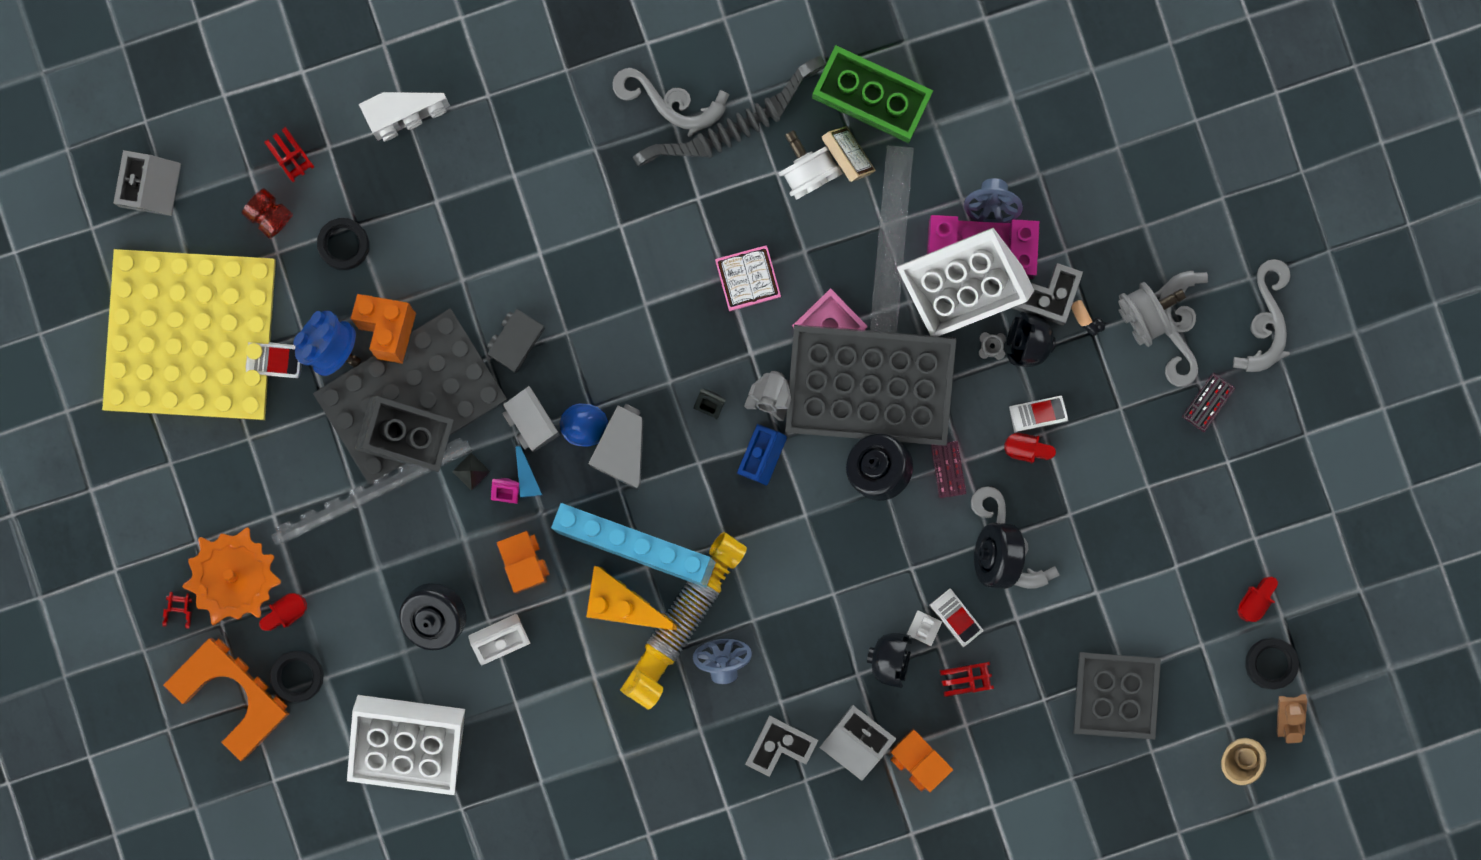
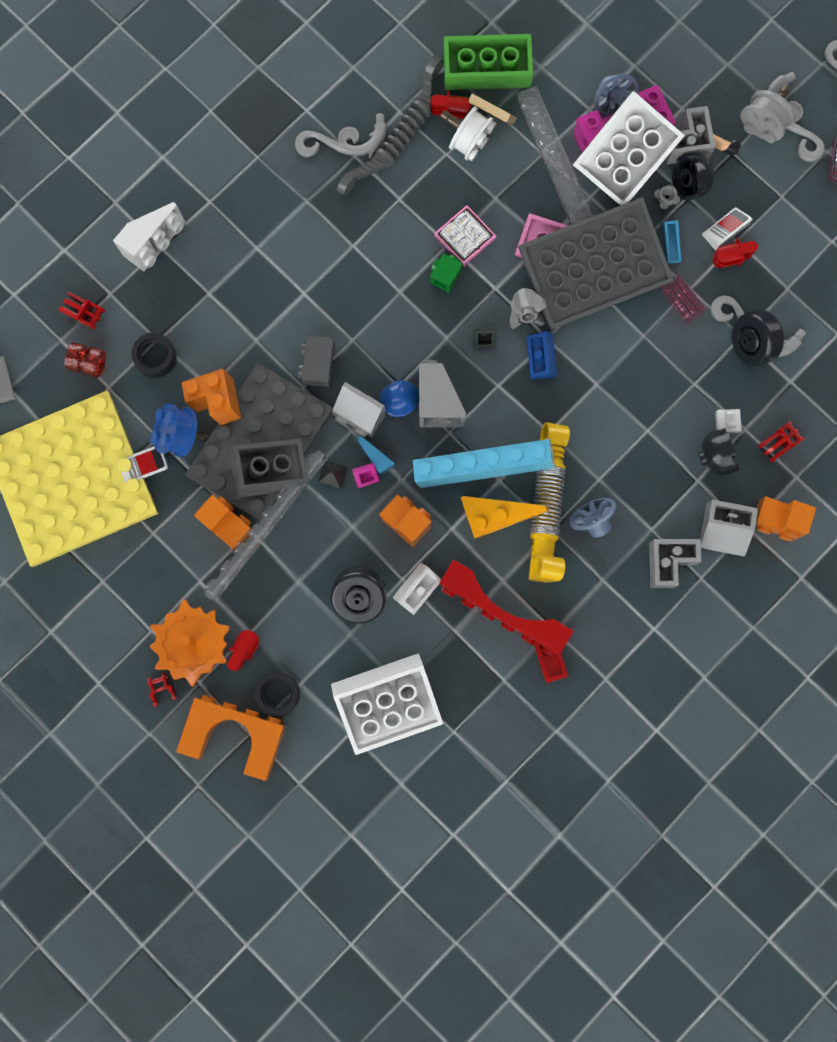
camera: 20 degrees left, 5 degrees down
(329, 468) = (219, 518): none -> orange brick
(549, 660) = (547, 633): none -> red arch
(601, 783) = (552, 667): none -> red tile
(705, 310) = (446, 272): none -> green brick
(807, 123) = (455, 105): none -> red arm
(879, 467) = (634, 318): black wheel -> none
(956, 617) = (747, 402): slope -> none
(970, 398) = (671, 241): none -> dark azure piece

